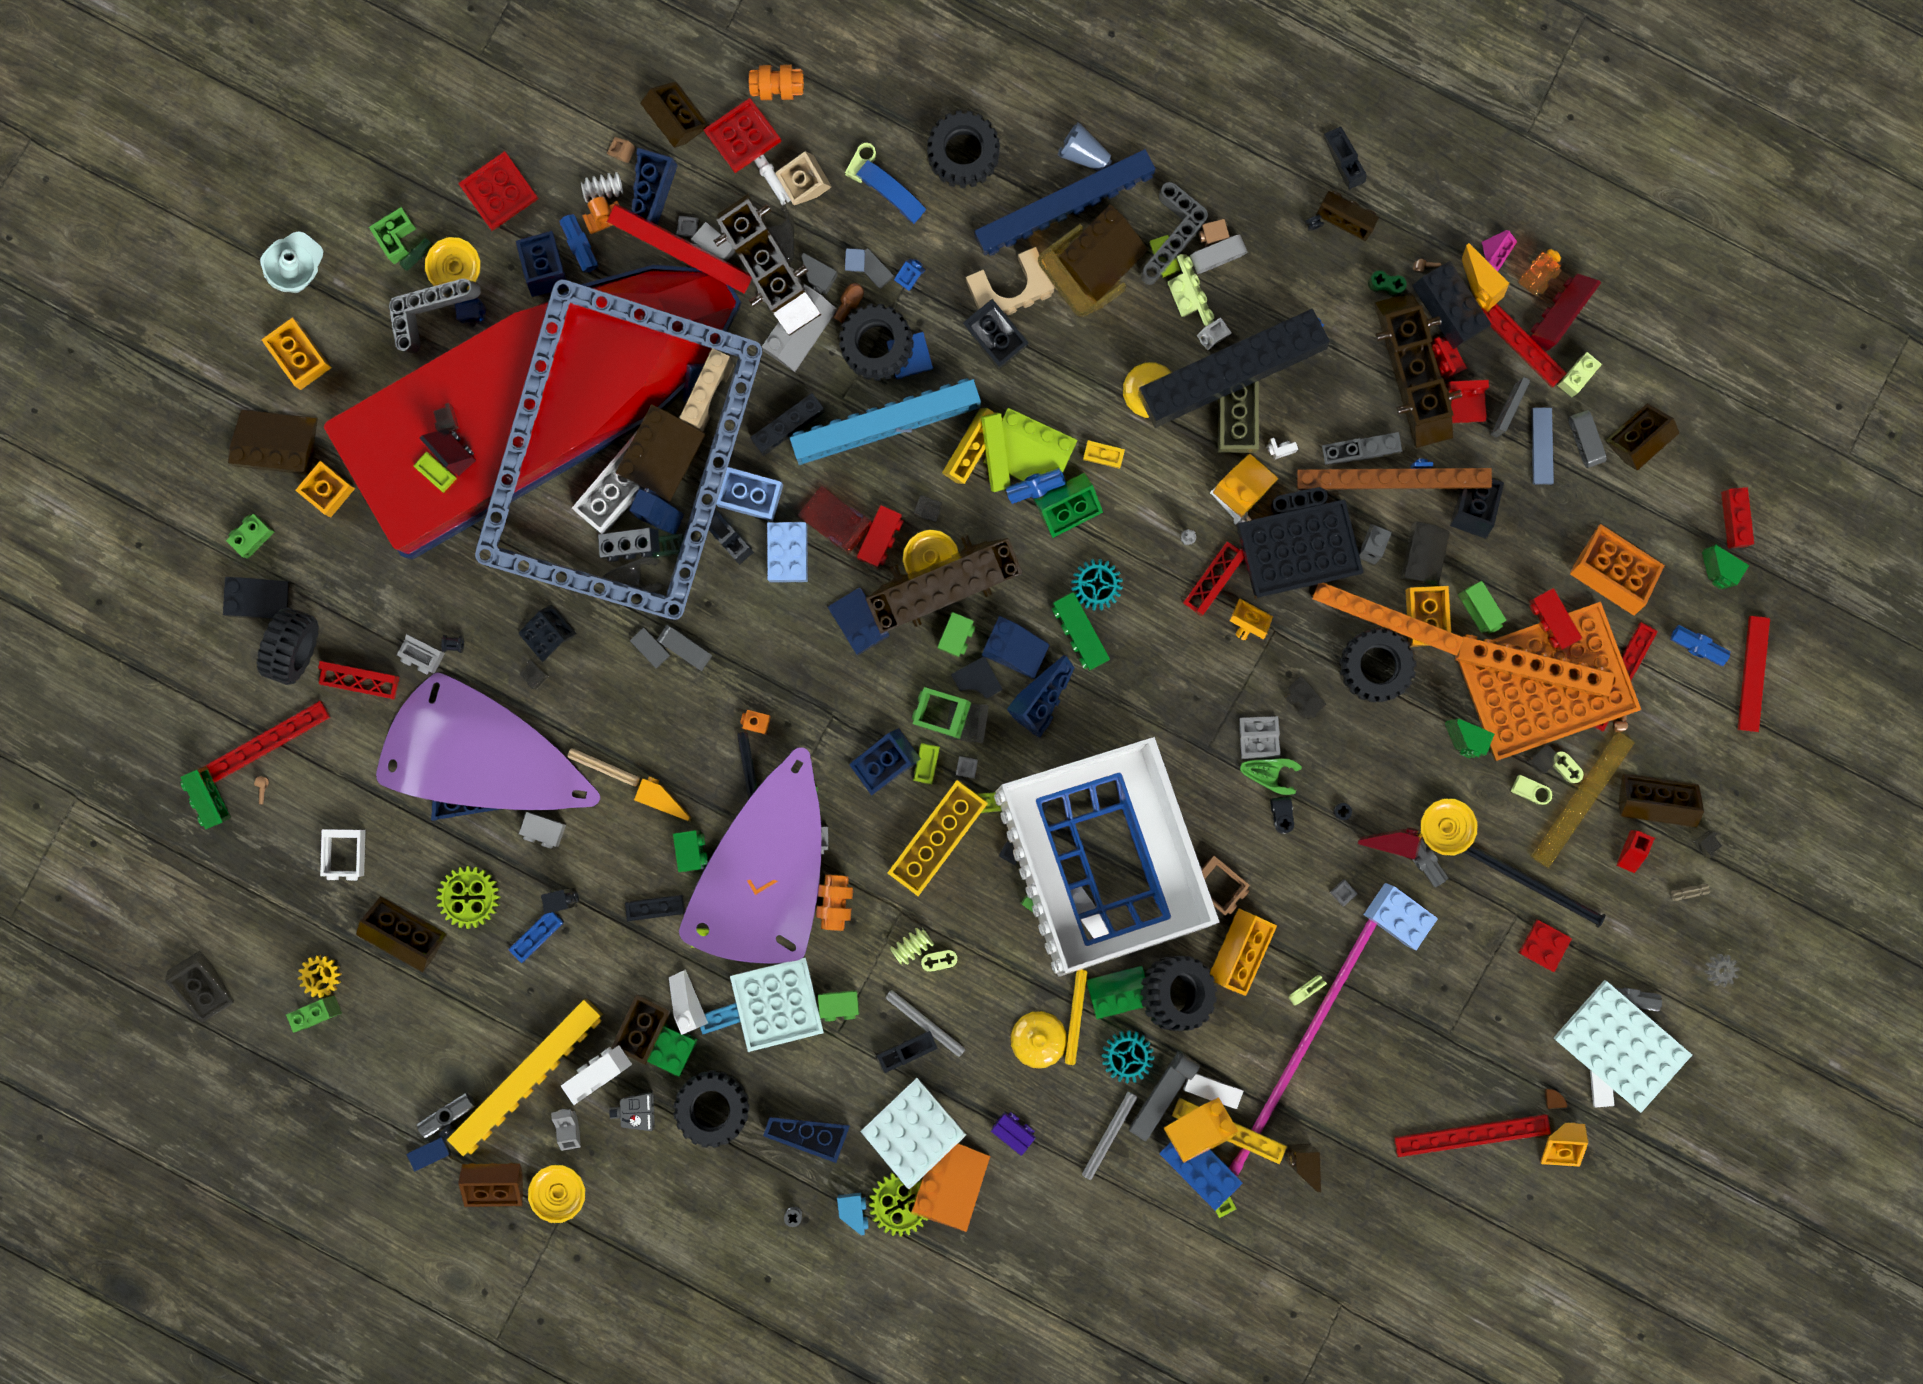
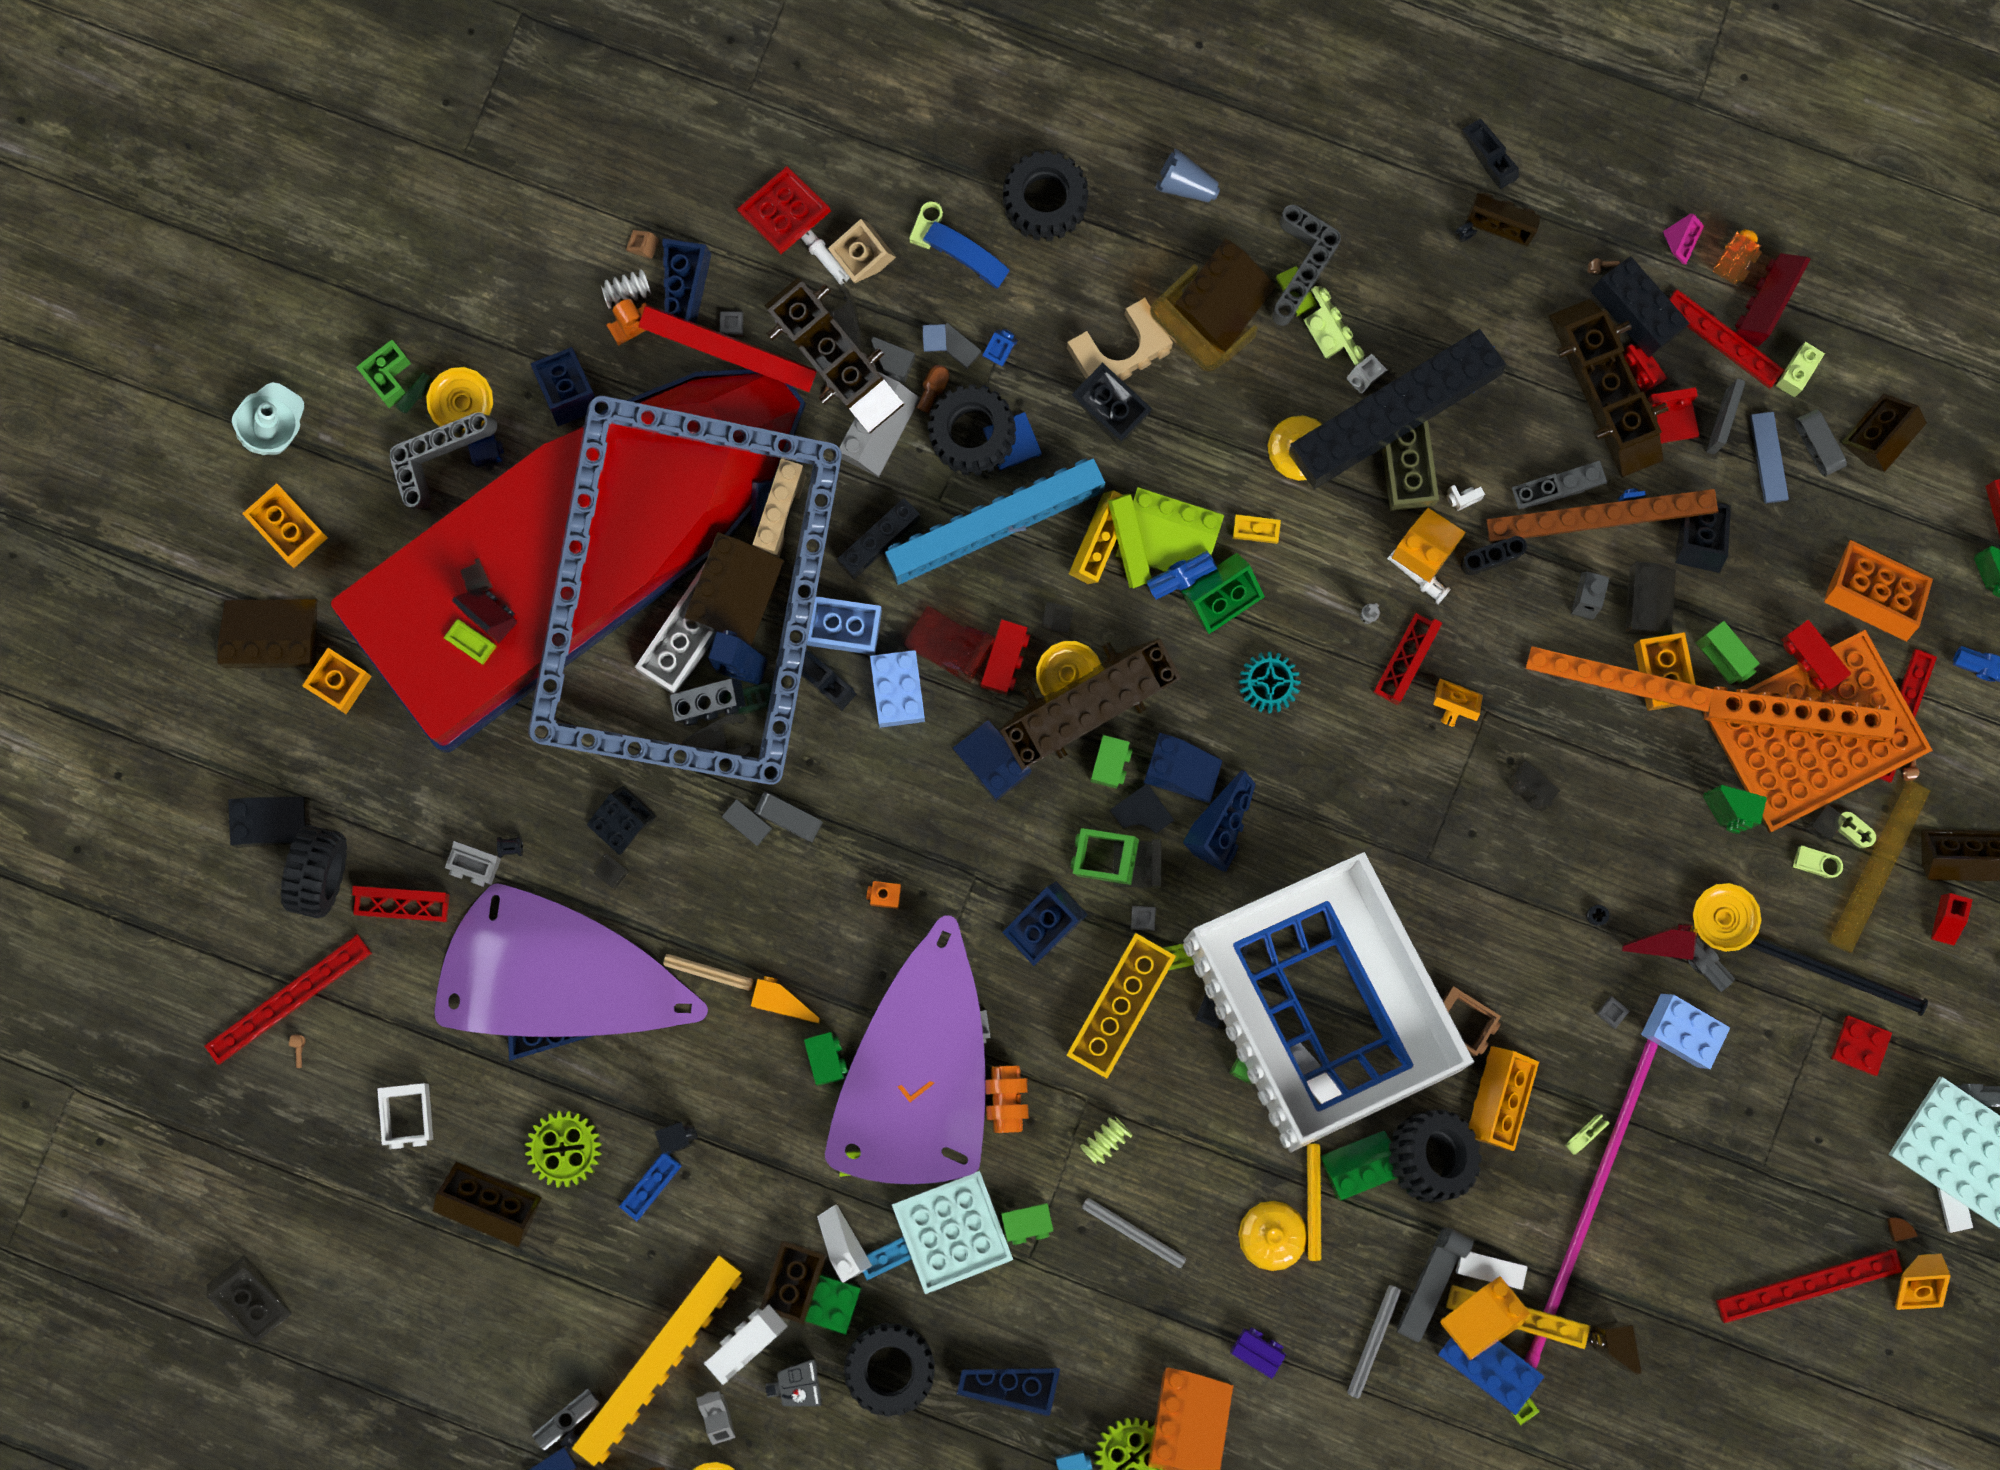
camera: 10 degrees left, 5 degrees down
(205, 797) = (231, 1068): green slope -> none
(249, 535) = (251, 747): bright green brick -> none
(313, 1013) = (392, 1314): bright green window -> none
(322, 968) = (395, 1257): yellow gear -> none
(498, 191) = (503, 308): red plate -> none
(542, 829) = (643, 1056): light grey brick -> none
(578, 243) = (605, 357): blue piece -> none
(654, 908) = (790, 1134): black tile -> none
(674, 113) = (700, 195): dark brown slope -> none
(704, 239) = (755, 334): light grey brick -> none
(747, 763) = (880, 946): black axle -> none
(786, 81) = (804, 146): orange piece -> none
(906, 1052) = (1115, 1270): black slope -> none
(913, 1133) = (1138, 1368): light aqua plate -> none
(926, 766) = (1095, 922): lime tile -> none
(940, 965) = (1143, 1160): yellowish green beam -> none
(1065, 202) = (1171, 243): dark blue brick -> none
(1080, 631) = (1257, 740): green brick -> none
(1124, 1065) = (1381, 1253): teal gear -> none
(1213, 232) = (1350, 257): medium nougat brick -> none
(1218, 254) = (1359, 281): light grey beam -> none
(1259, 737) = (1486, 839): light grey slope -> none
(1267, 772) = (1502, 879): bright green animal -> none
(1282, 810) = (1526, 924): black piece -> none
(1299, 548) = (1503, 610): black plate -> none
(1386, 283) = (1560, 291): dark green axle -> none
(1402, 658) = (1636, 715): black tyre -> none
(1484, 280) = (1673, 272): light orange slope -> none

